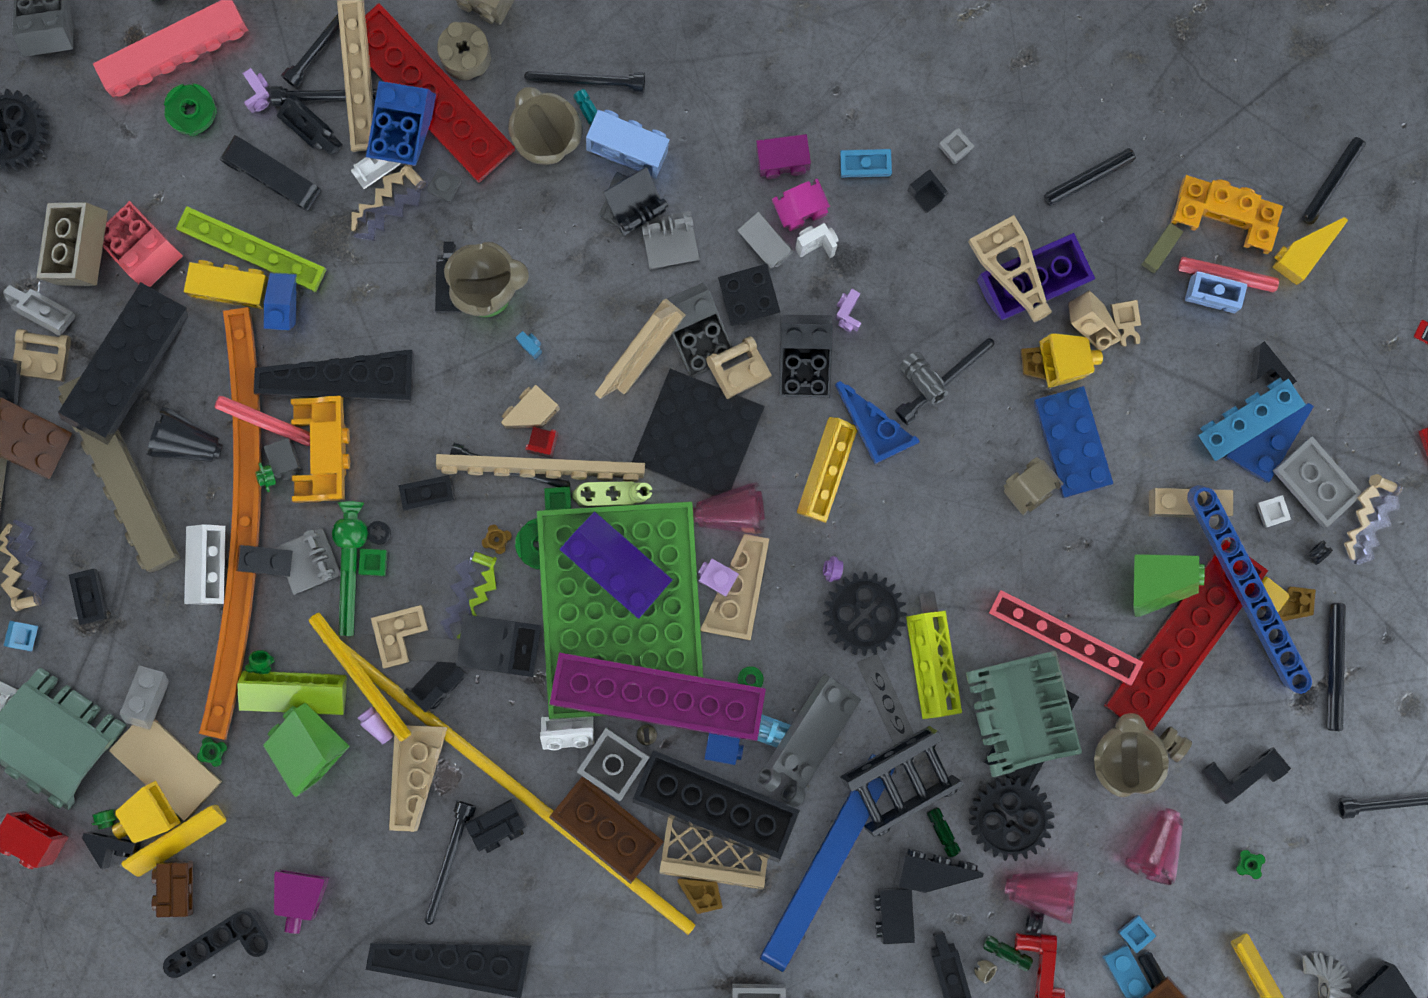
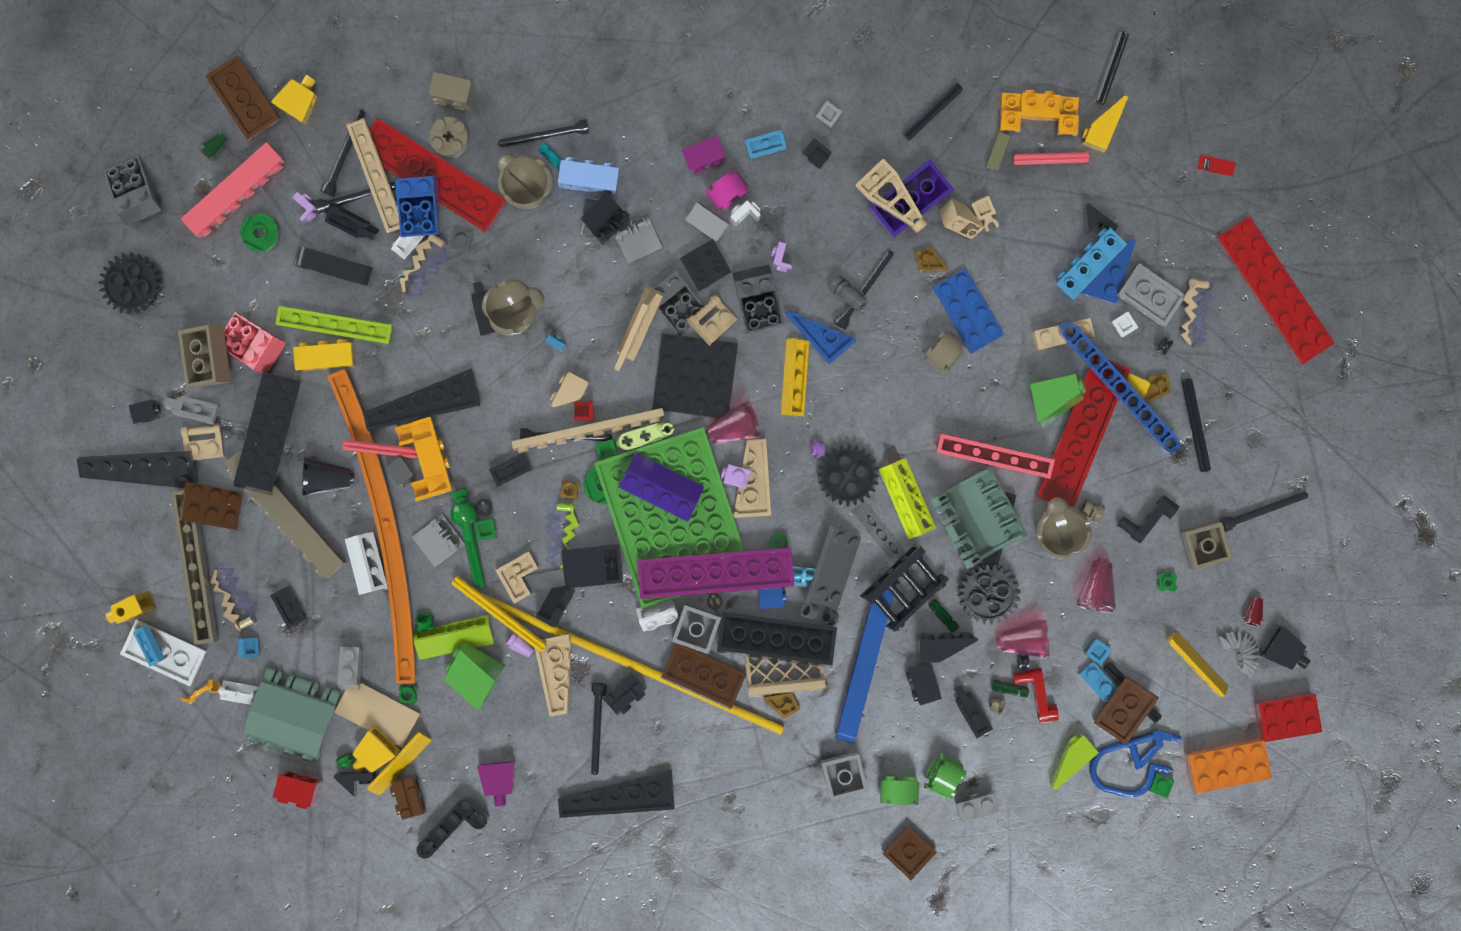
camera: 10 degrees left, 5 degrees up
(264, 560) = (408, 549): black plate -> none
(265, 476) = (392, 488): green plate -> none
(280, 302) = (367, 358): blue slope -> none
(1068, 358) = (949, 252): yellow torso -> none
(1216, 292) = (1044, 174): light blue brick -> none
(1315, 829) = (1206, 545): none -> dark tan brick
(1357, 936) = (1254, 613): none -> dark red cone

